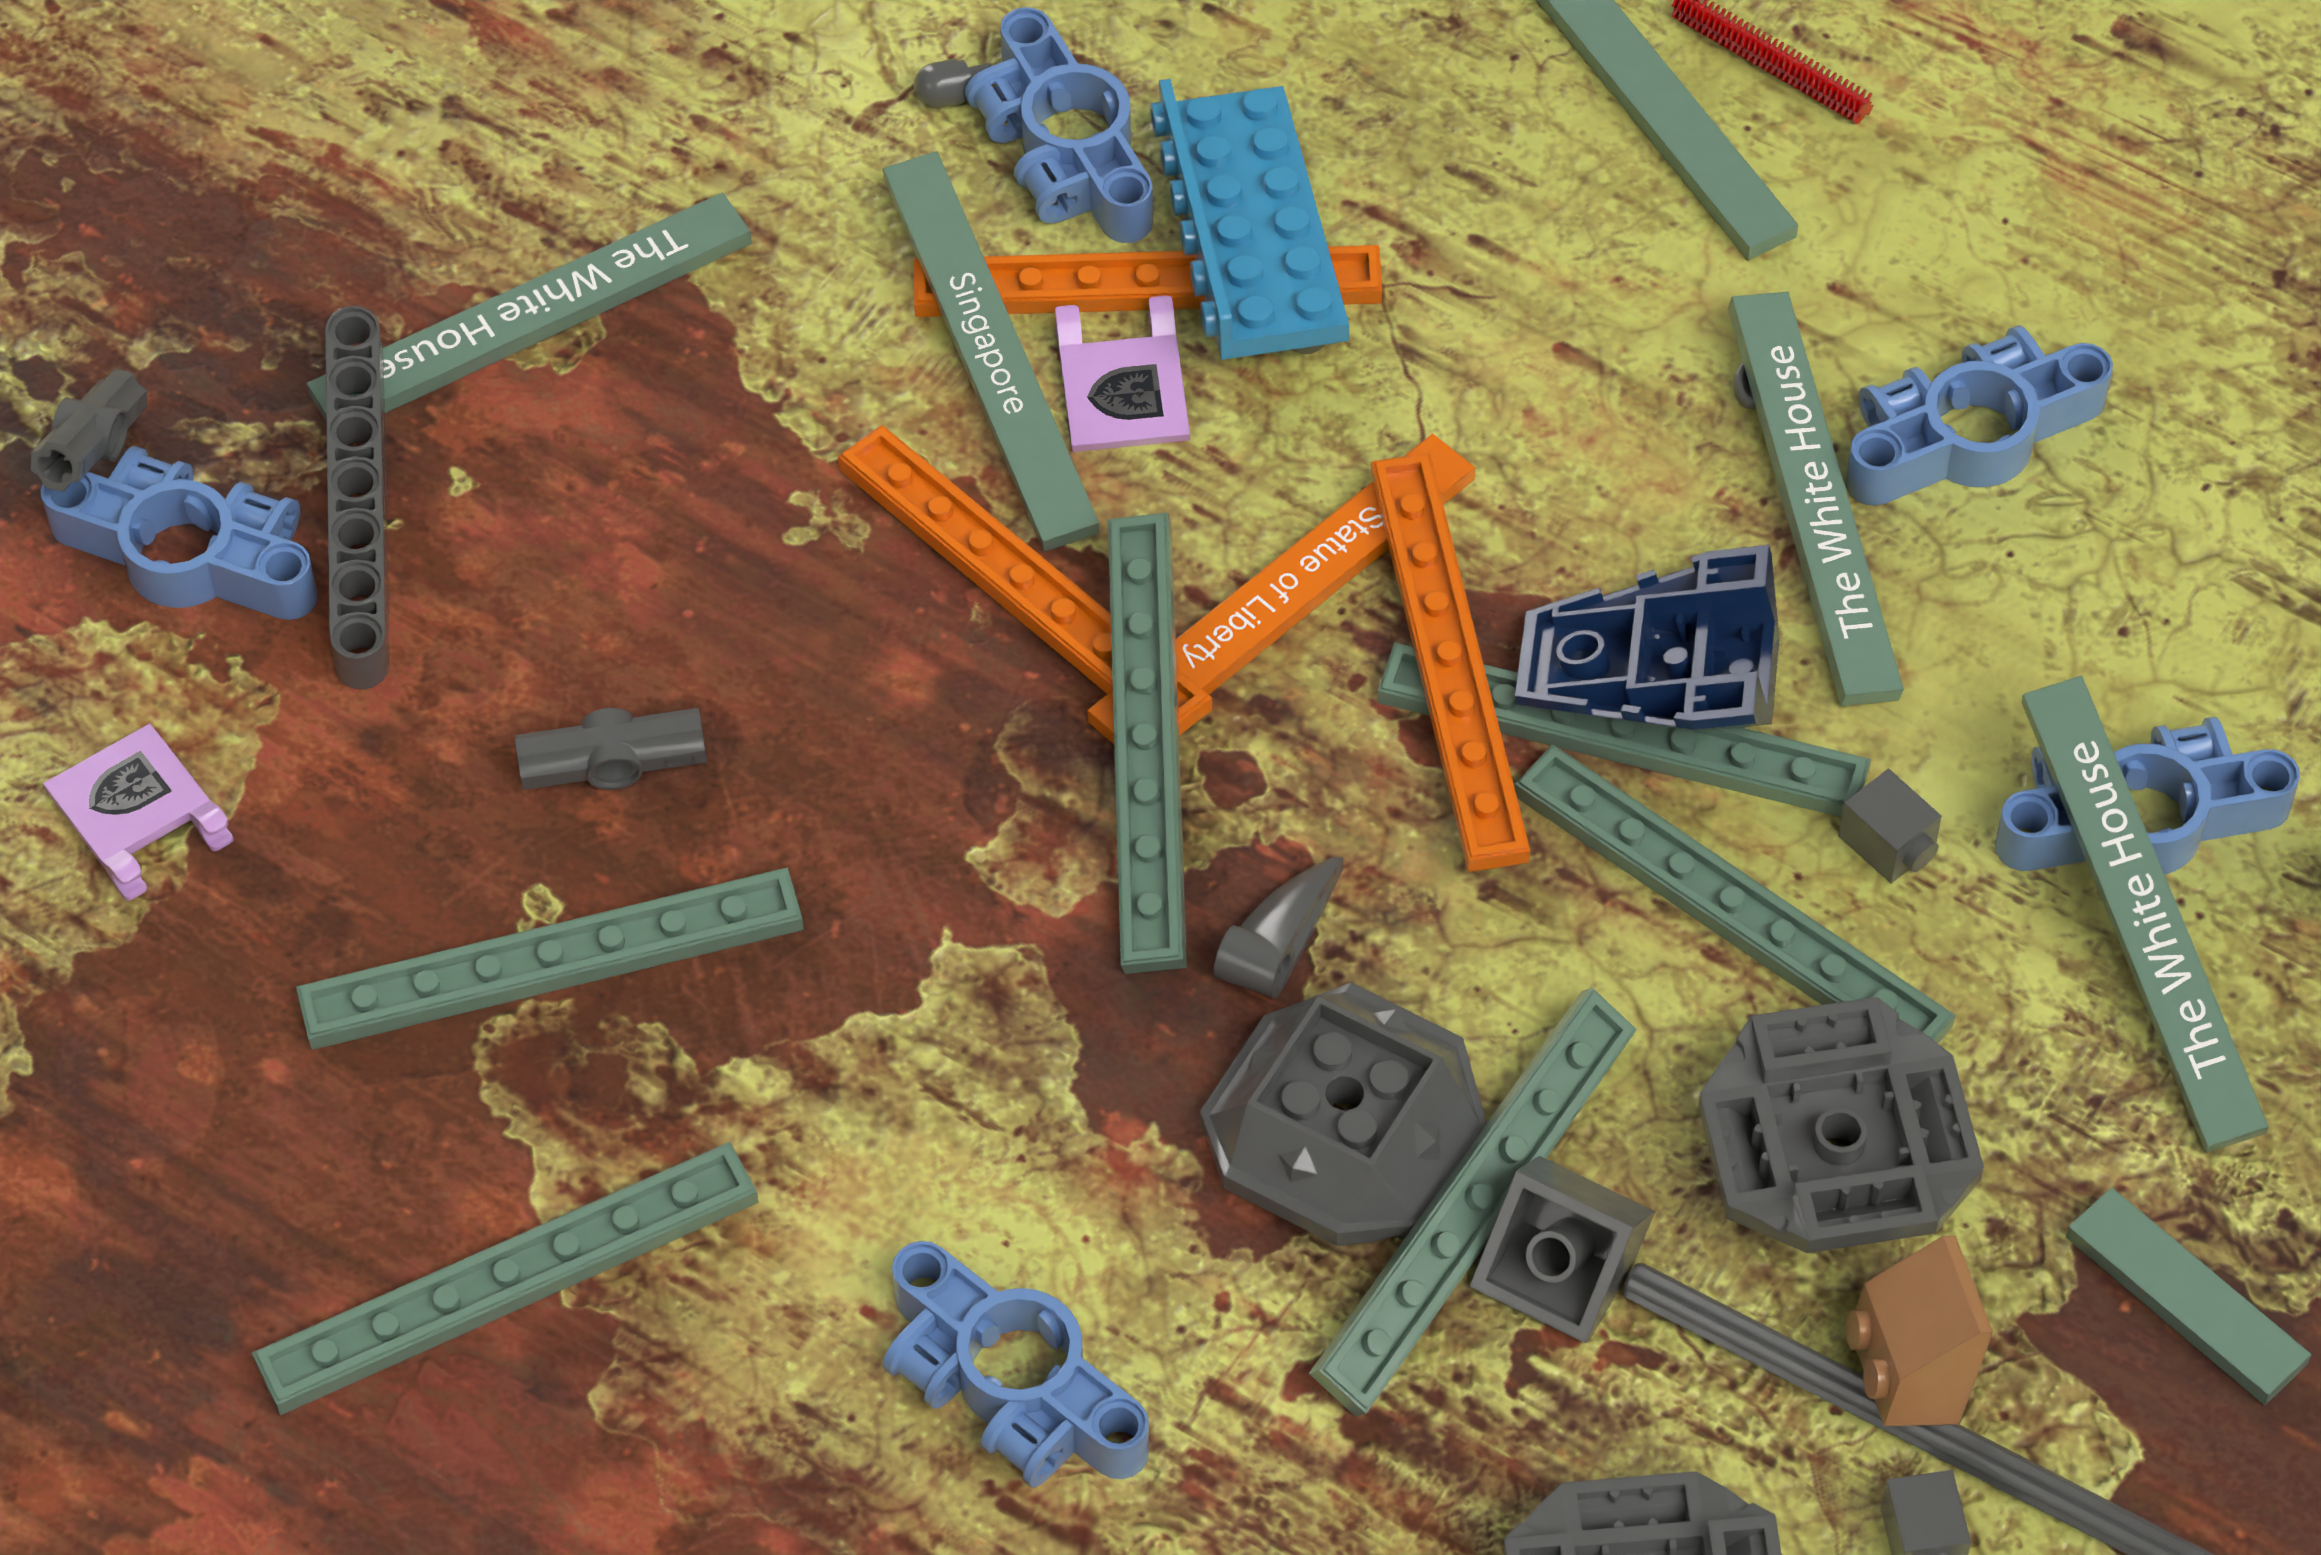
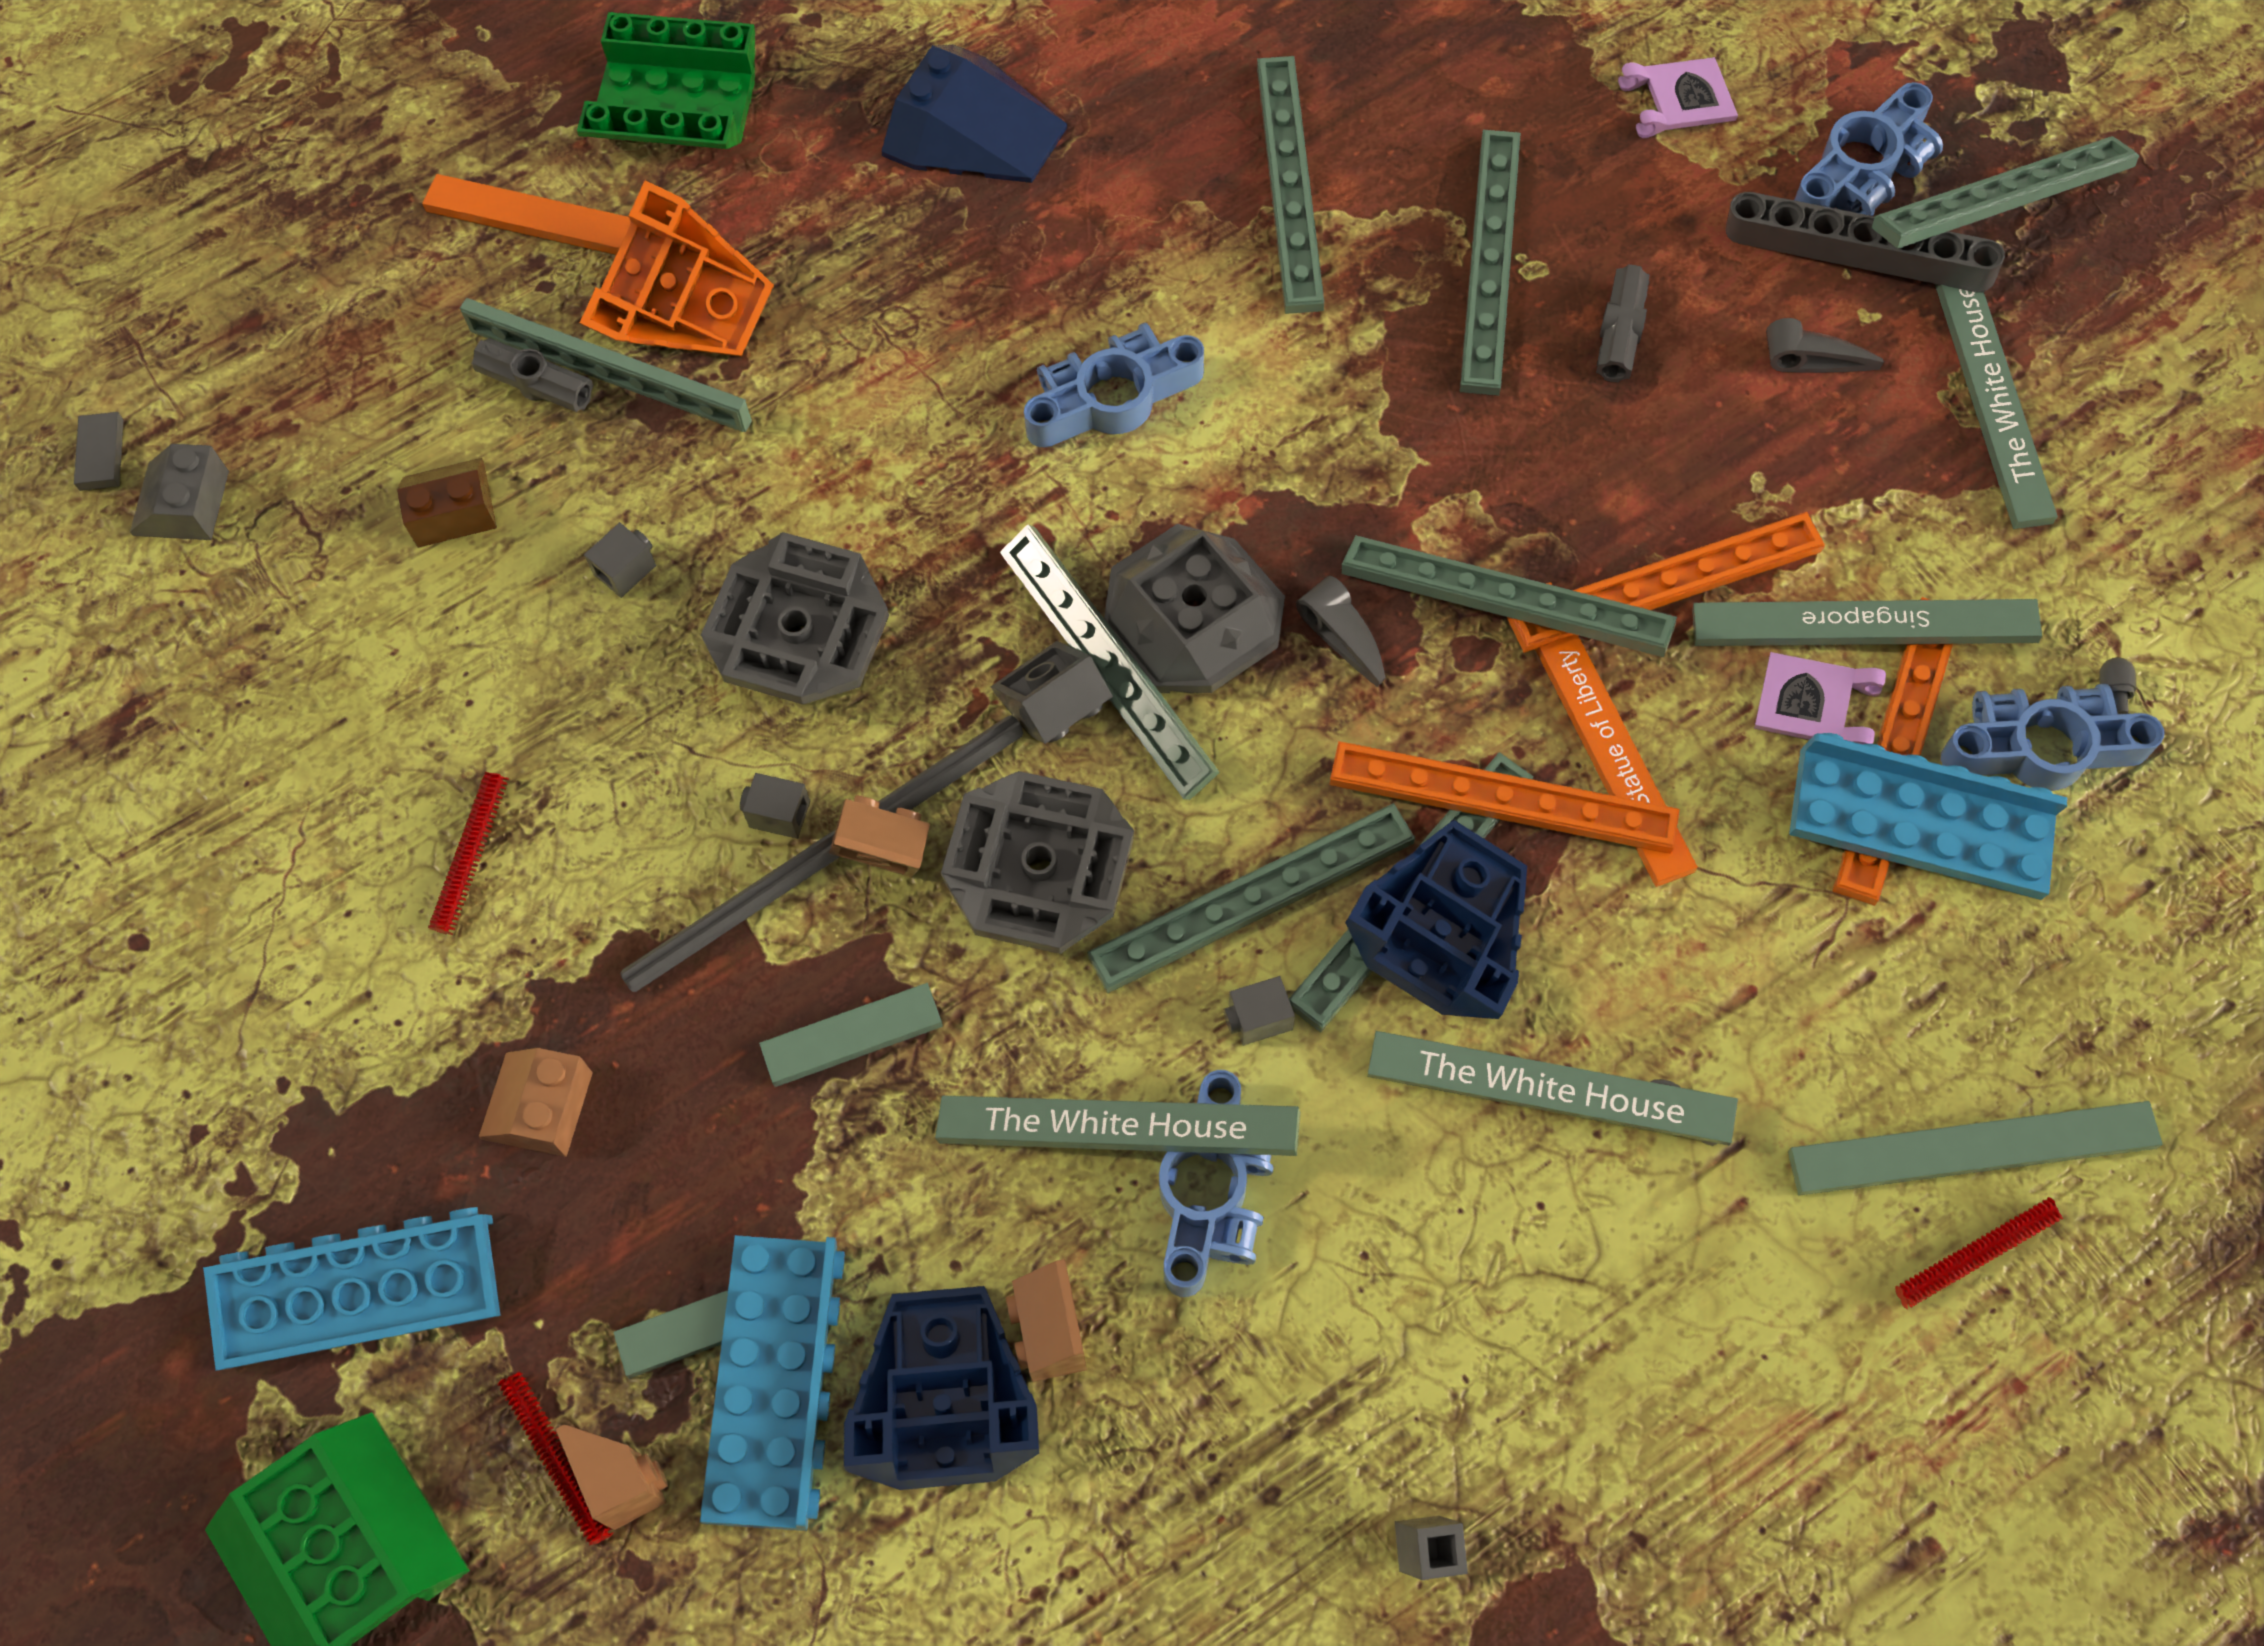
camera: 115 degrees right, 10 degrees up
(89, 430) = (1957, 114): dark grey piece -> none
(214, 346) = (2004, 192): none -> sand green tile
(558, 516) = (1813, 352): none -> dark grey piece
(1912, 446) = (1601, 1187): medium blue piece -> none

